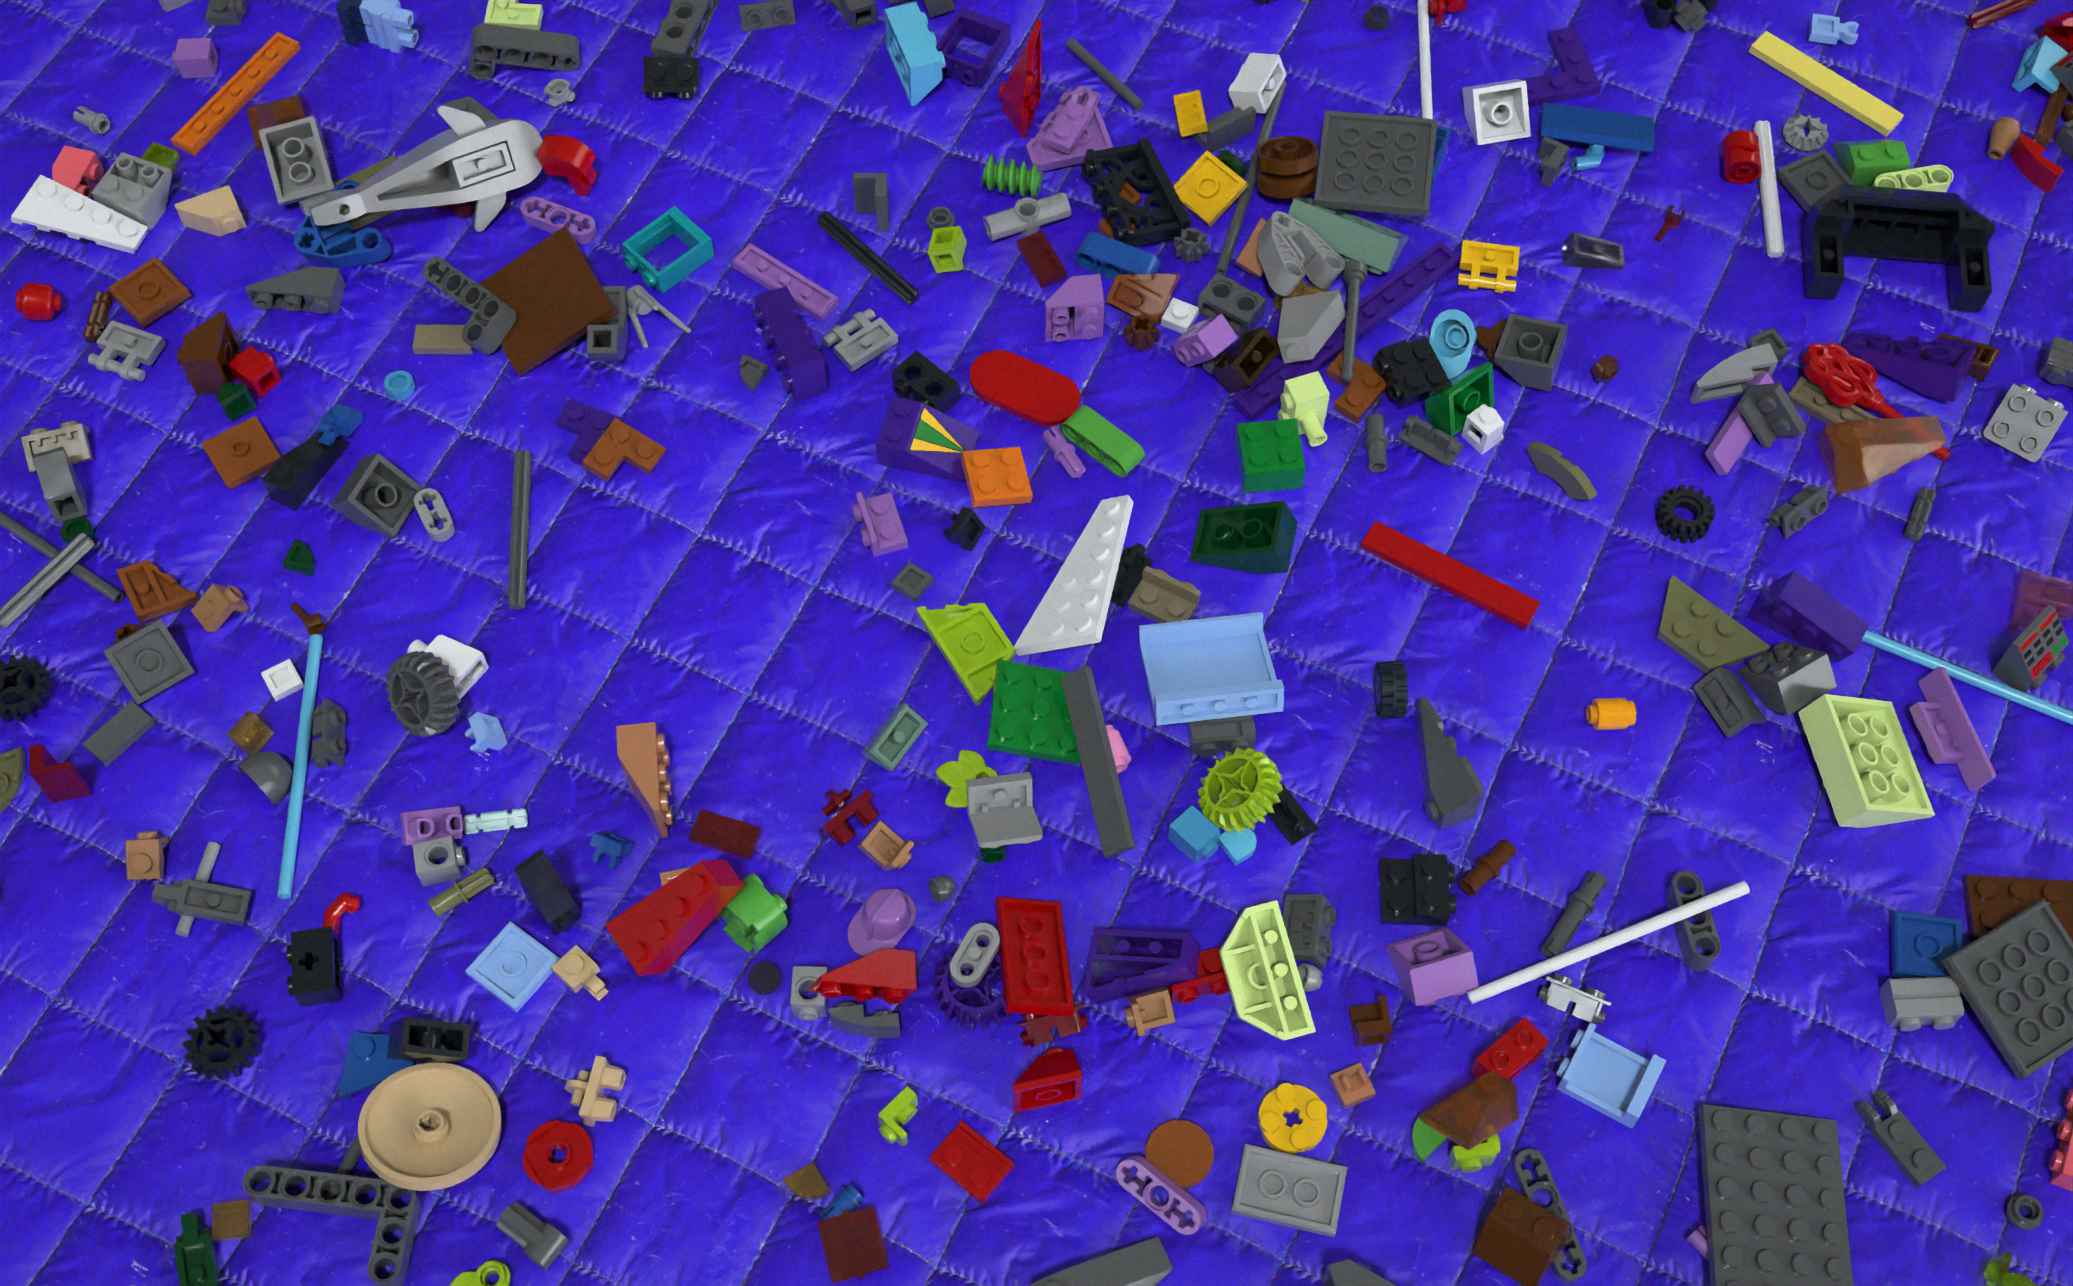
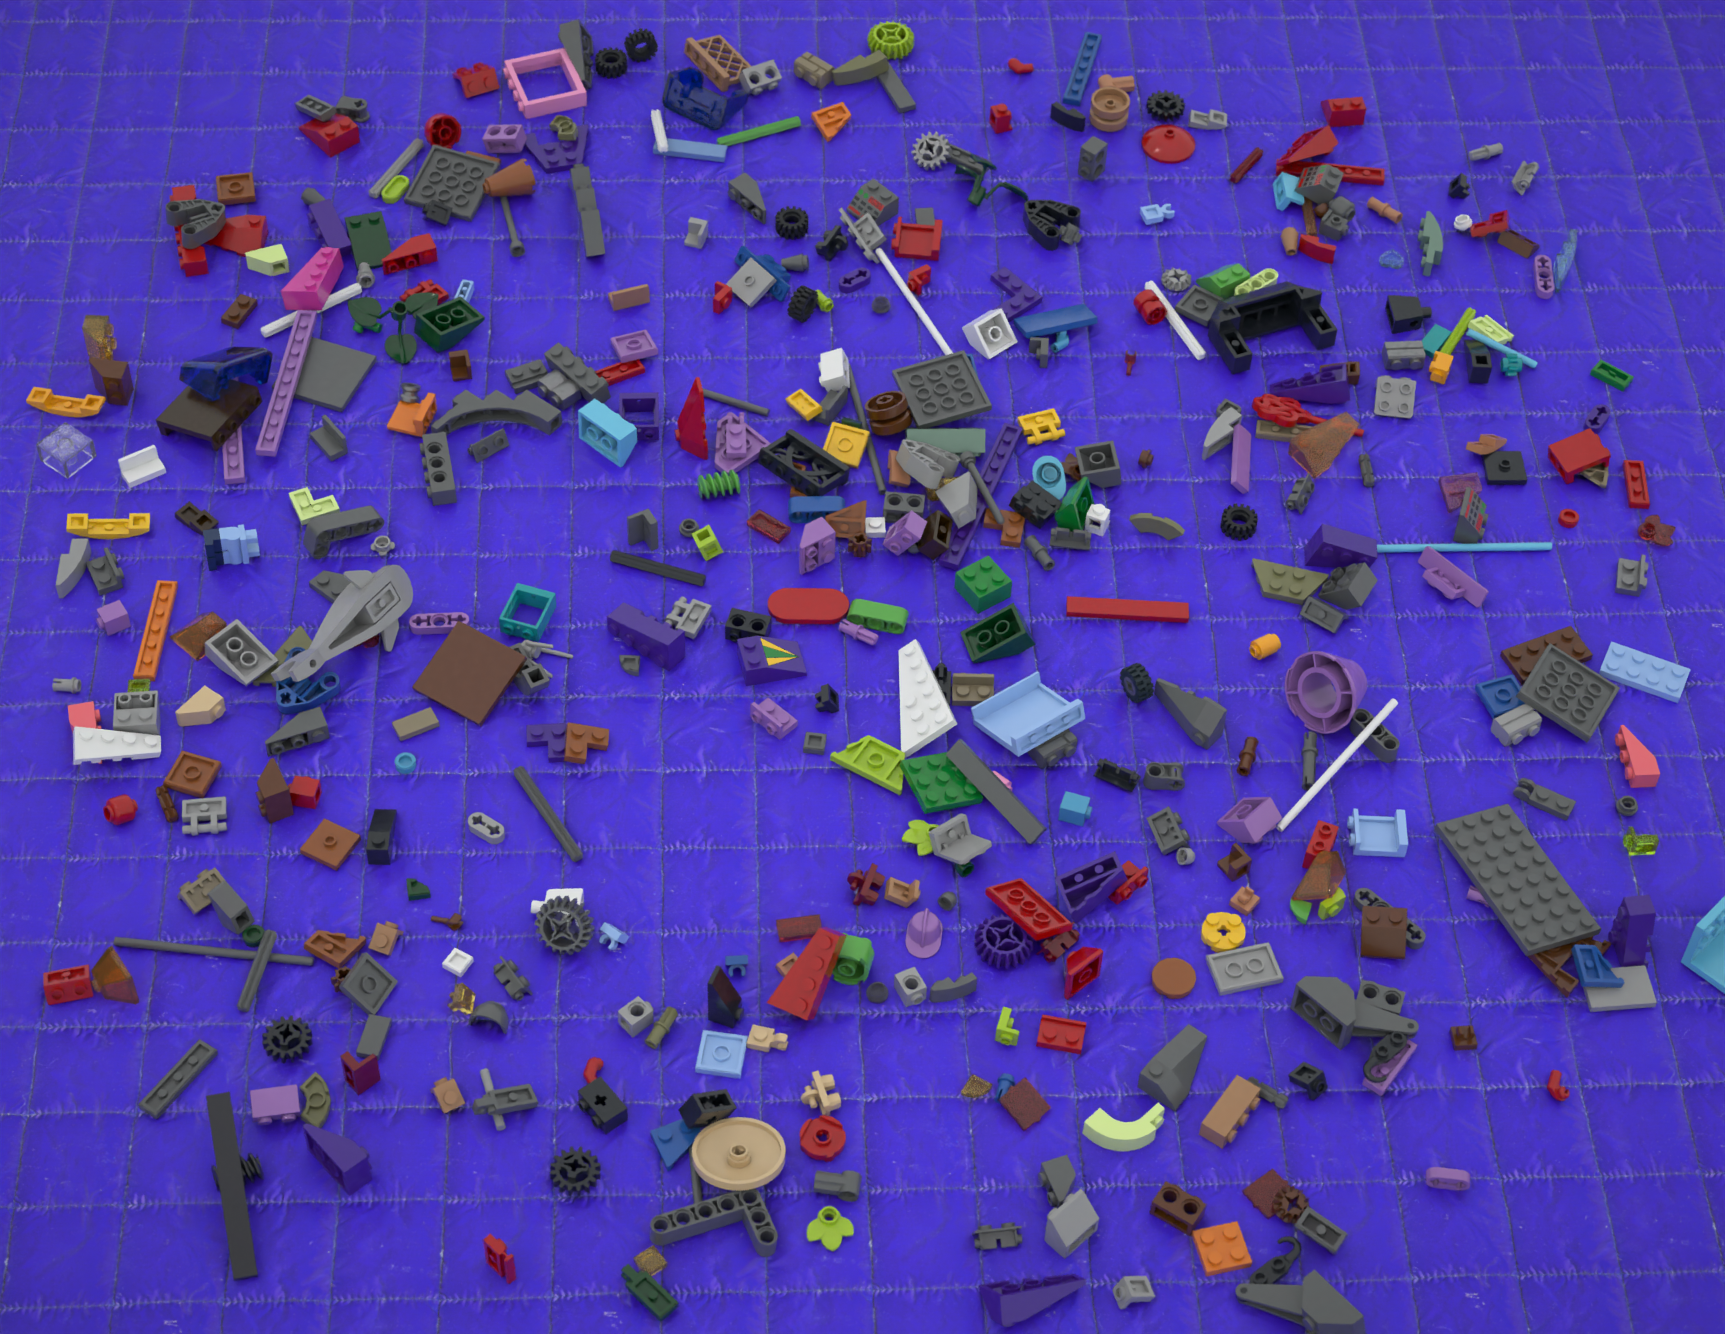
camera: 30 degrees left, 10 degrees down
(42, 1120) = (498, 1259): none -> plate
(235, 400) = (304, 813): dark green tile -> none
(300, 768) = (504, 1001): medium azure piece -> none
(338, 421) = (384, 798): blue plate -> none
(377, 495) = (442, 830): dark grey slope -> none
(431, 824) = (620, 996): medium lavender hips -> none
(490, 316) = (417, 691): dark grey beam -> none
(495, 821) = (653, 981): light aqua axle -> none
(569, 158) = (427, 580): red brick -> none
(645, 765) = (734, 912): nougat slope -> none
(671, 75) = (453, 506): black bracket -> none
(775, 274) = (608, 602): medium lavender tile -> none
(880, 975) = (948, 958): red slope -> none
(895, 737) = (862, 832): sand green slope -> none
(974, 957) = (997, 922): light grey plate -> none
(996, 477) = (826, 662): orange plate -> none
(1027, 216) = (743, 504): light grey piece -> none
(1149, 1010) = (1110, 910): medium nougat bracket -> none
(1187, 1202) = (1193, 1010): medium lavender beam -> none
(1191, 245) = (856, 482): dark grey gear -> none
(1238, 845) = (1101, 804): medium azure tile -> none
(1240, 790) = (1082, 765): lime gear -> none
(1265, 974) = (1165, 859): yellowish green wedge -> none
(1307, 401) = (989, 541): yellowish green brick -> none
(1351, 846) = (1163, 775): none -> dark grey piece
(1416, 890) = (1216, 785): black plate -> none
(1587, 1005) = (1344, 801): hinge -> none
(1591, 252) = (1095, 396): clear smoke slope -> none
(1654, 823) = (1313, 696): none -> medium lavender cone
(1770, 413) = (1255, 445): dark grey bracket -> none
(1826, 83) = (1170, 246): light yellow tile -> none
(1864, 761) = (1414, 614): yellowish green slope -> none

